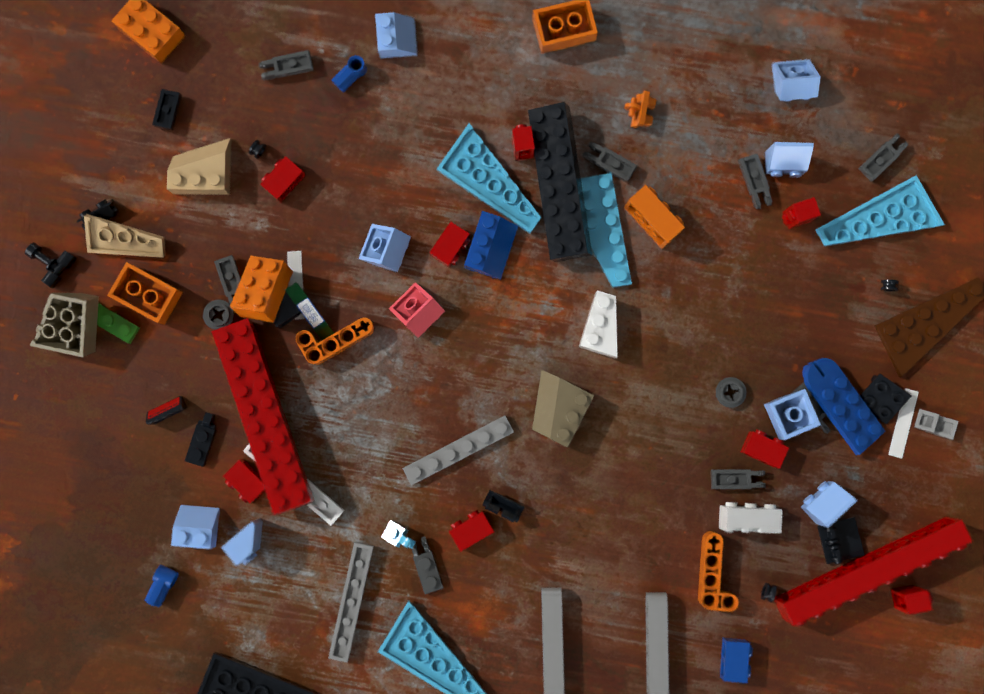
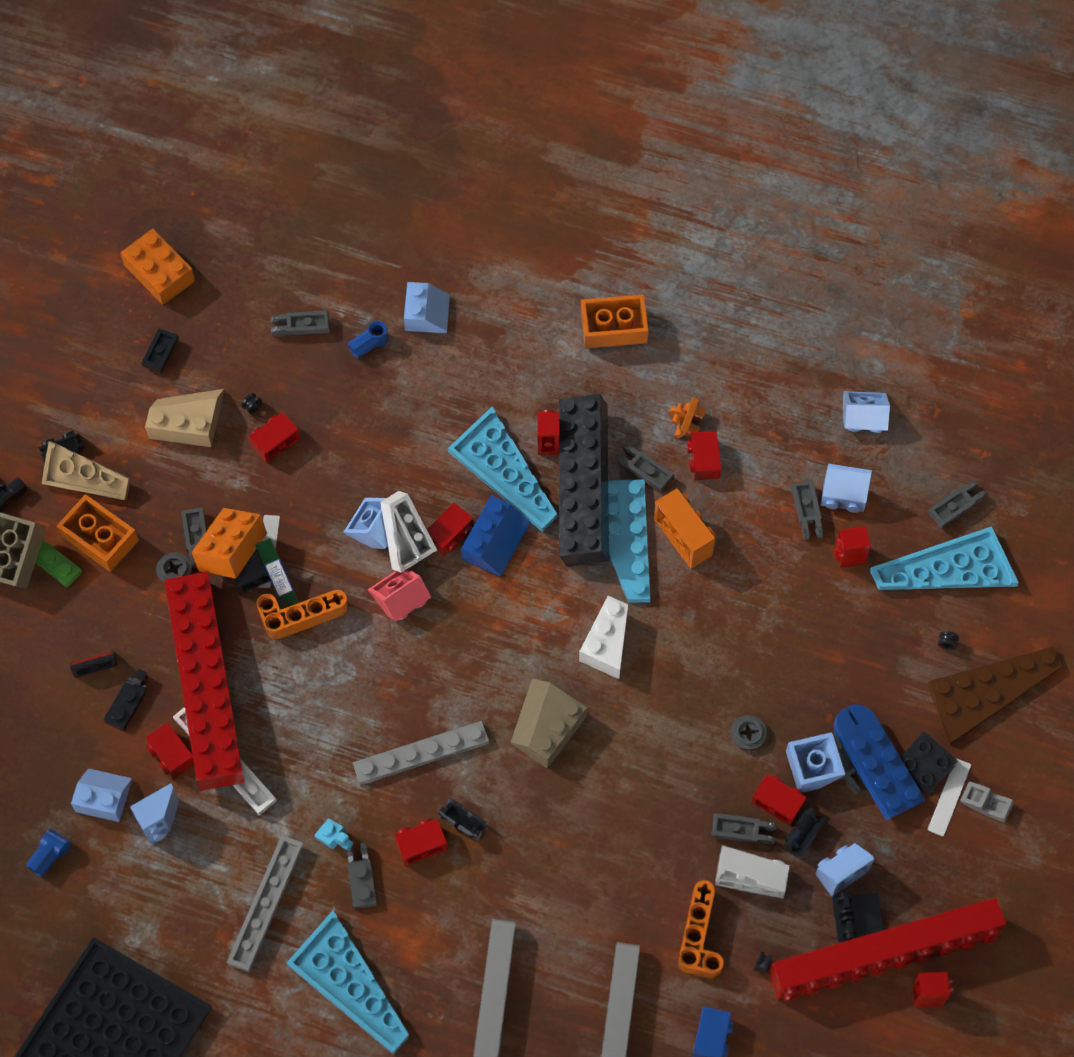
camera: 10 degrees right, 20 degrees down
(413, 257) = (405, 532): none -> white wedge
(661, 143) = (705, 455): none -> red brick
(790, 476) = (800, 839): none -> black hinge

